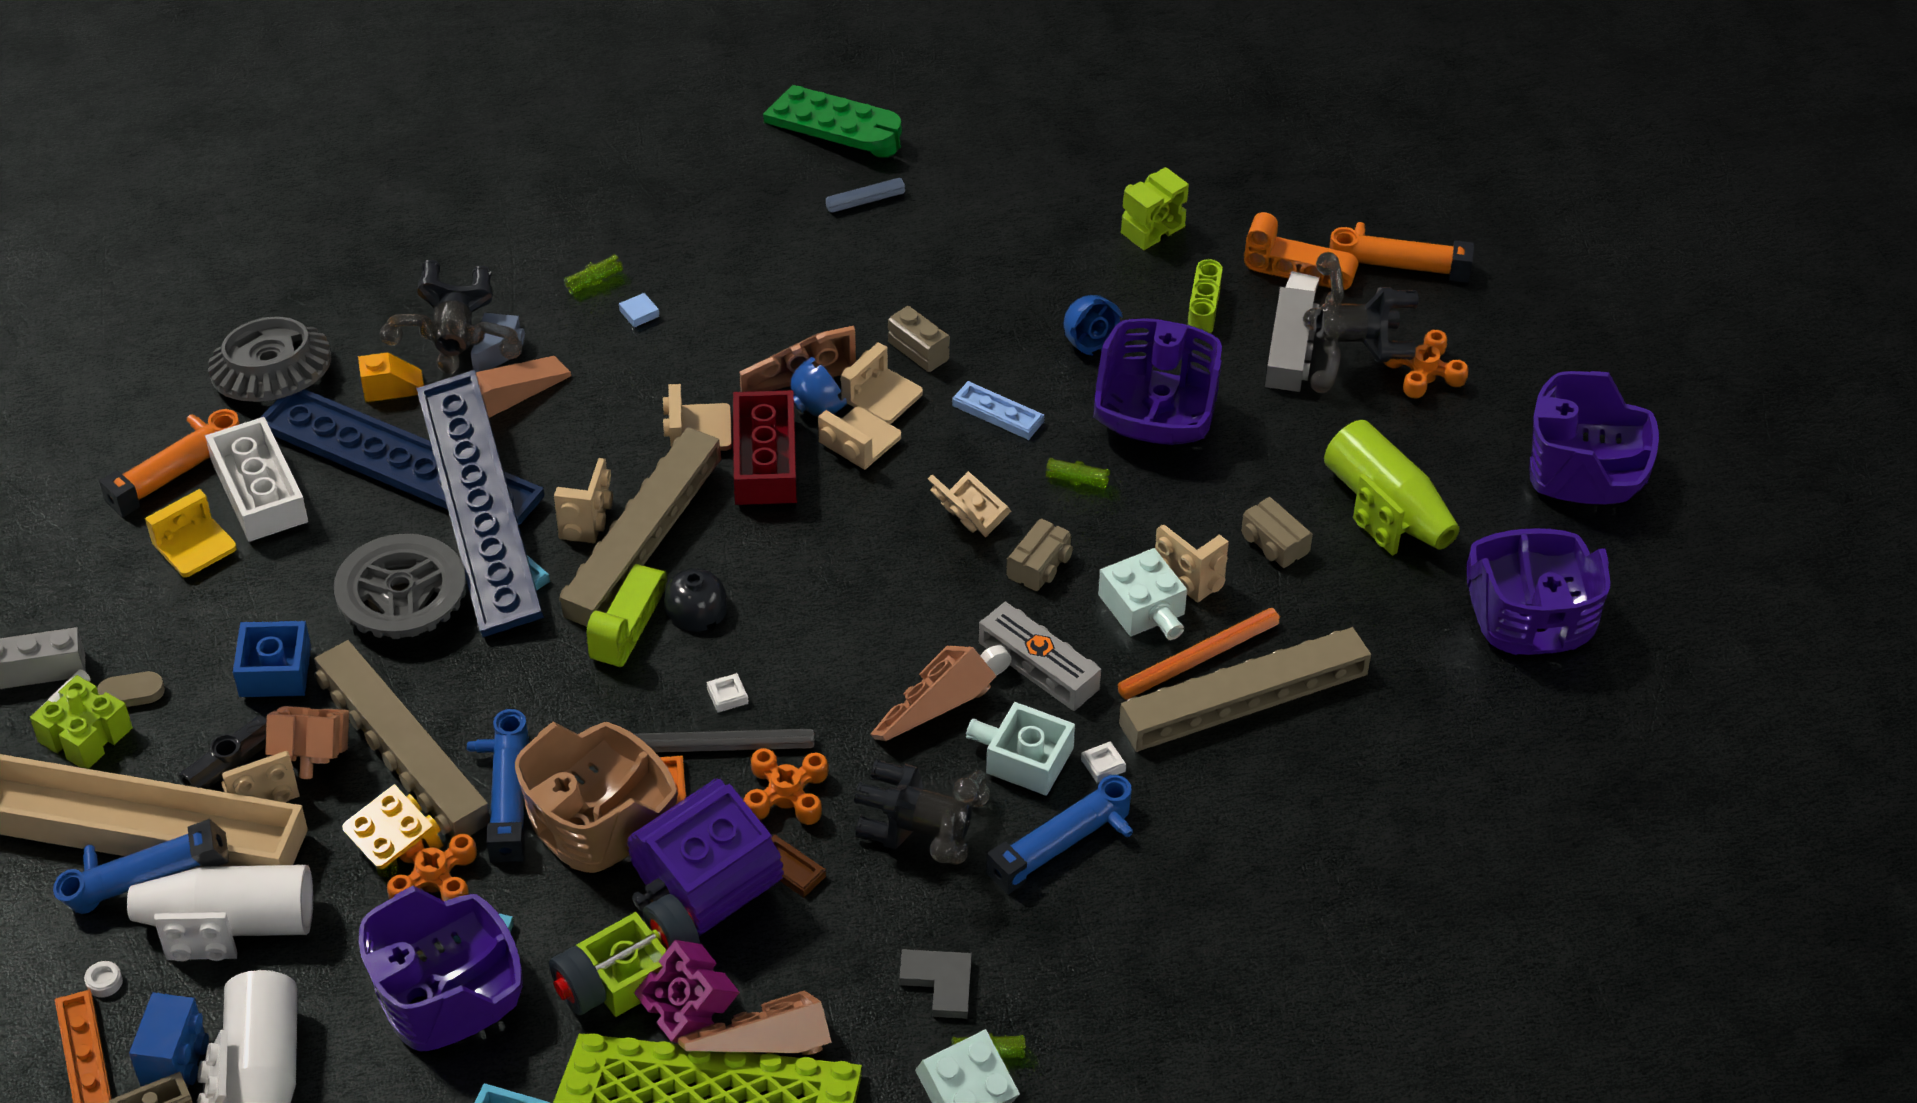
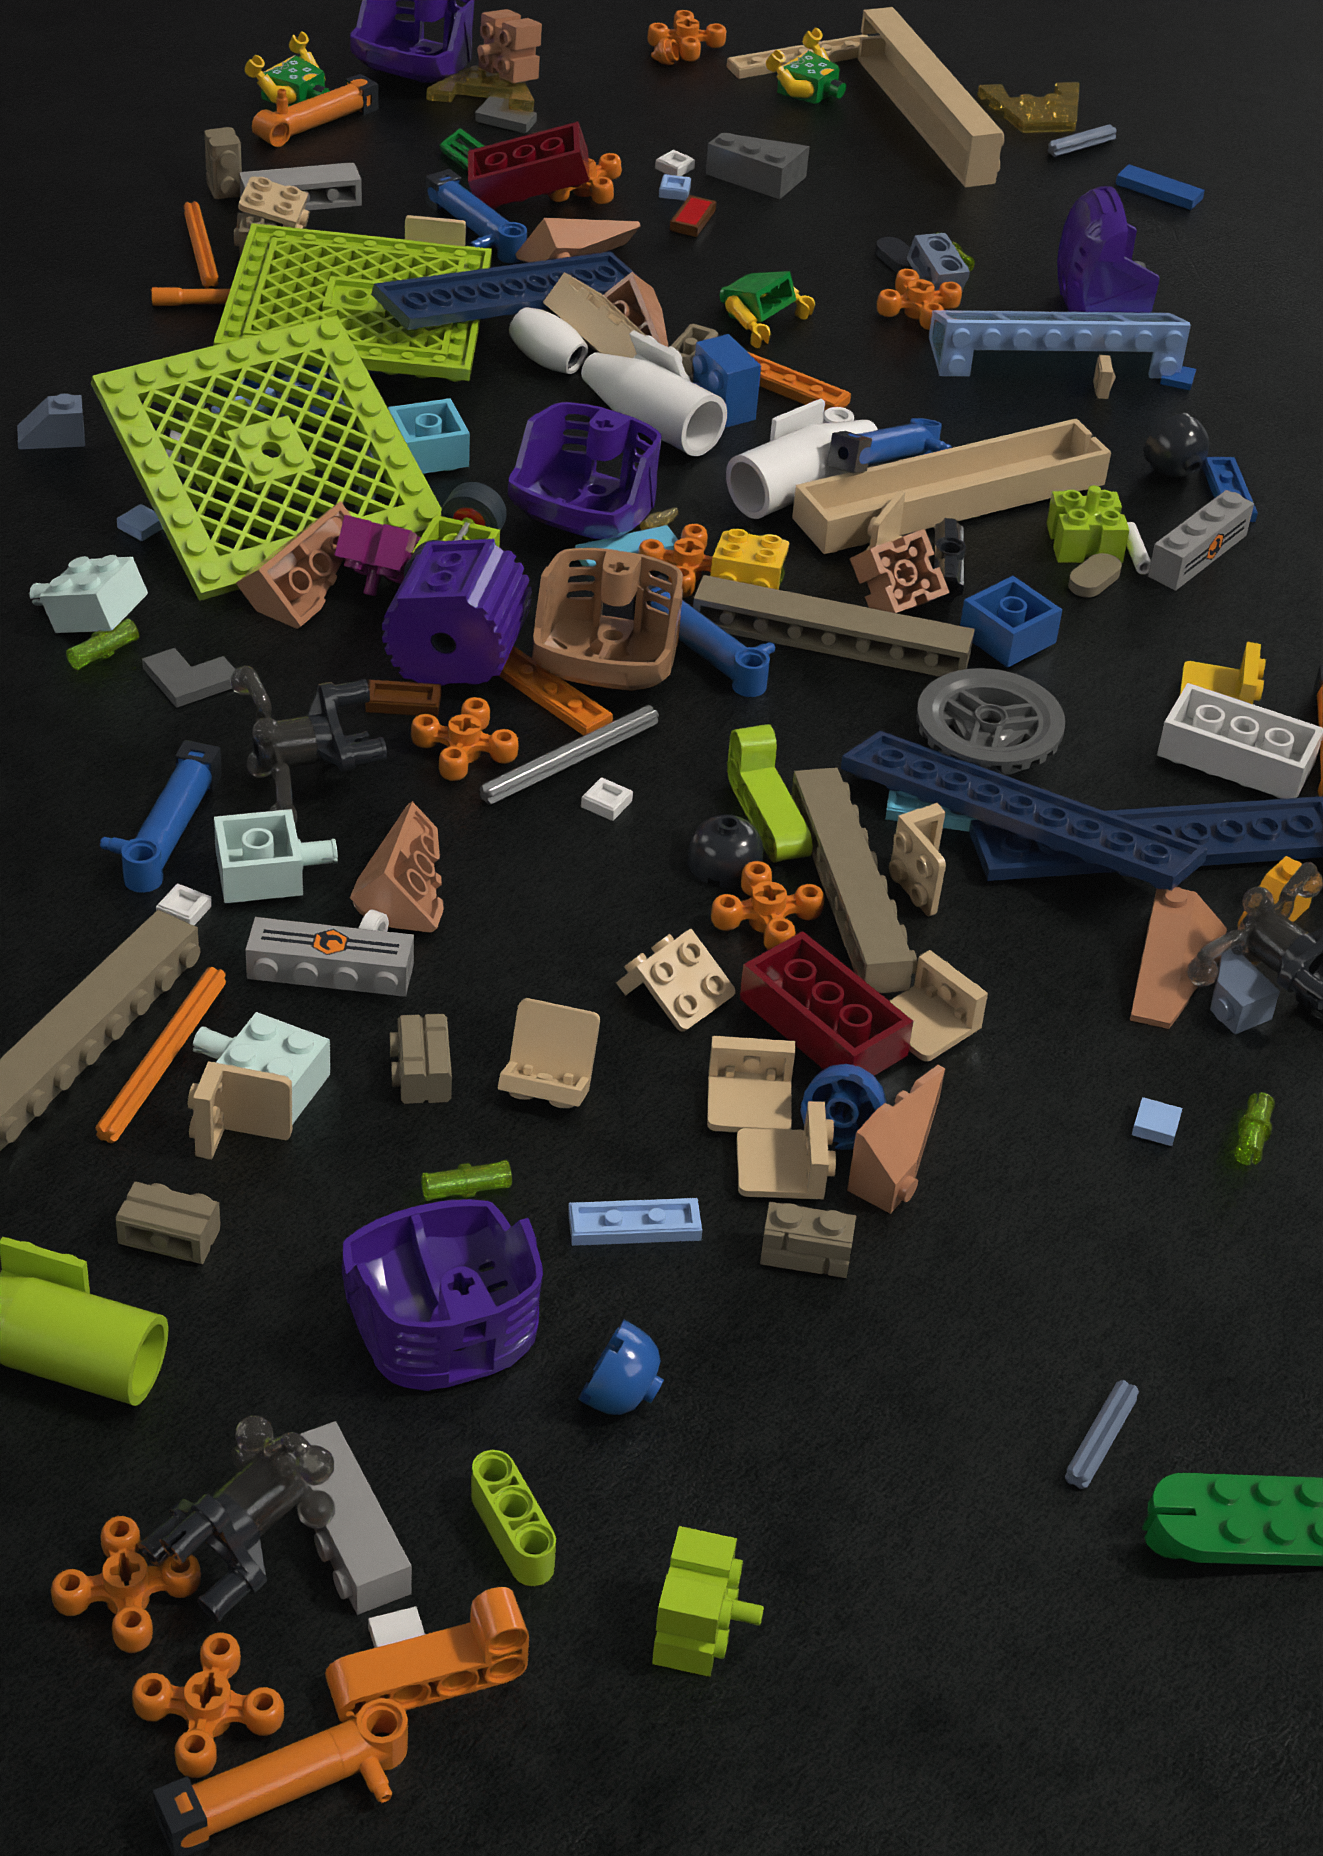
camera: 140 degrees right, 5 degrees down
(716, 539) = (767, 905): none -> orange gear
(828, 529) = (680, 979): none -> tan bracket
(1436, 283) = (208, 1705): none -> orange gear

